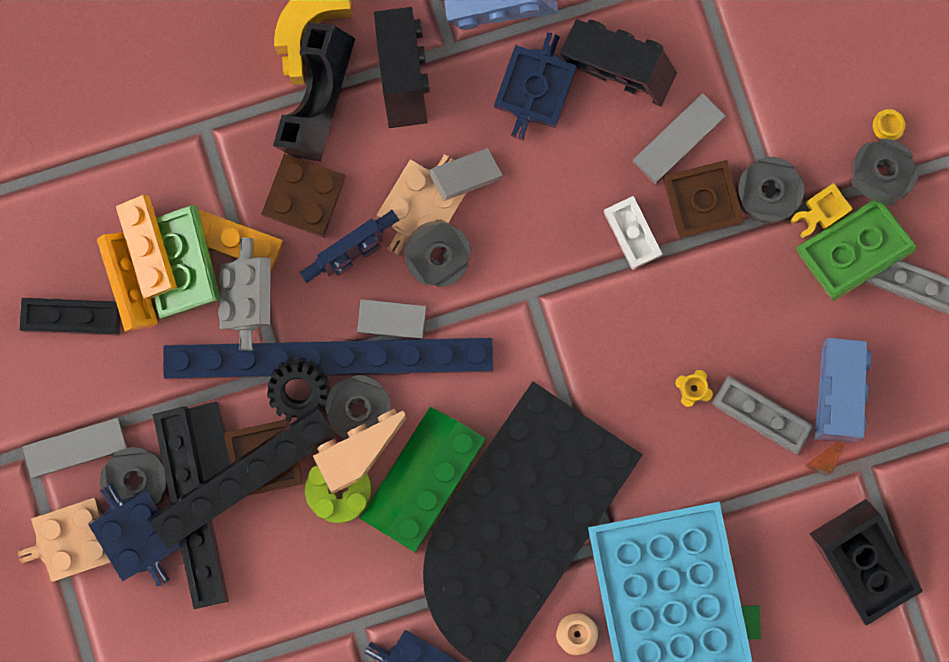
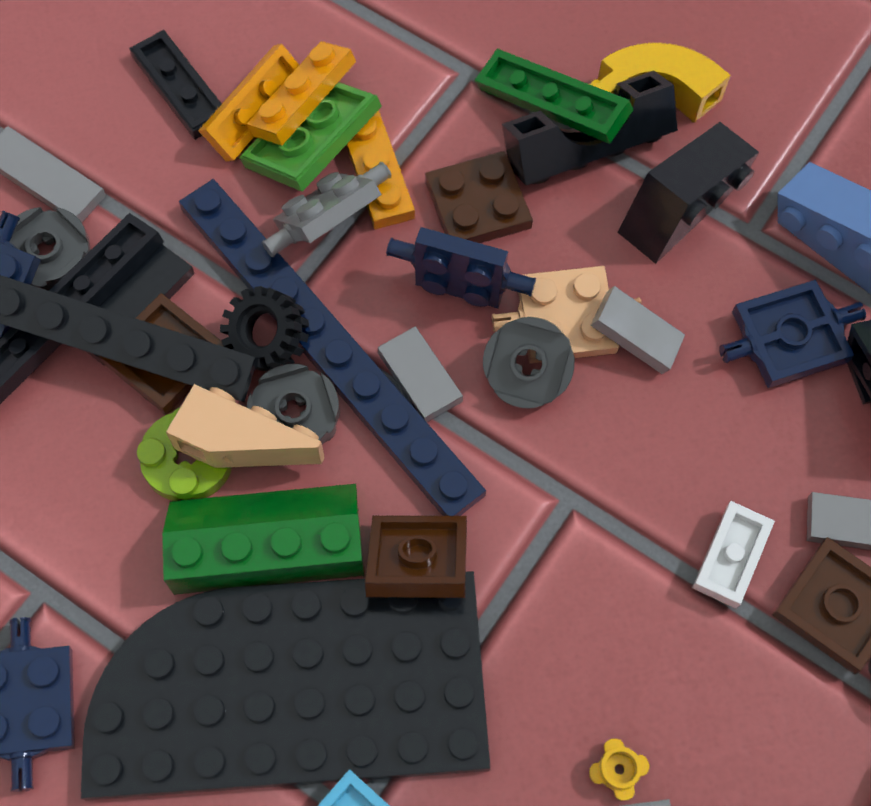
camera: 45 degrees right, 15 degrees down
(274, 96) = (554, 94): none -> green plate
(503, 405) = (417, 557): none -> reddish brown plate

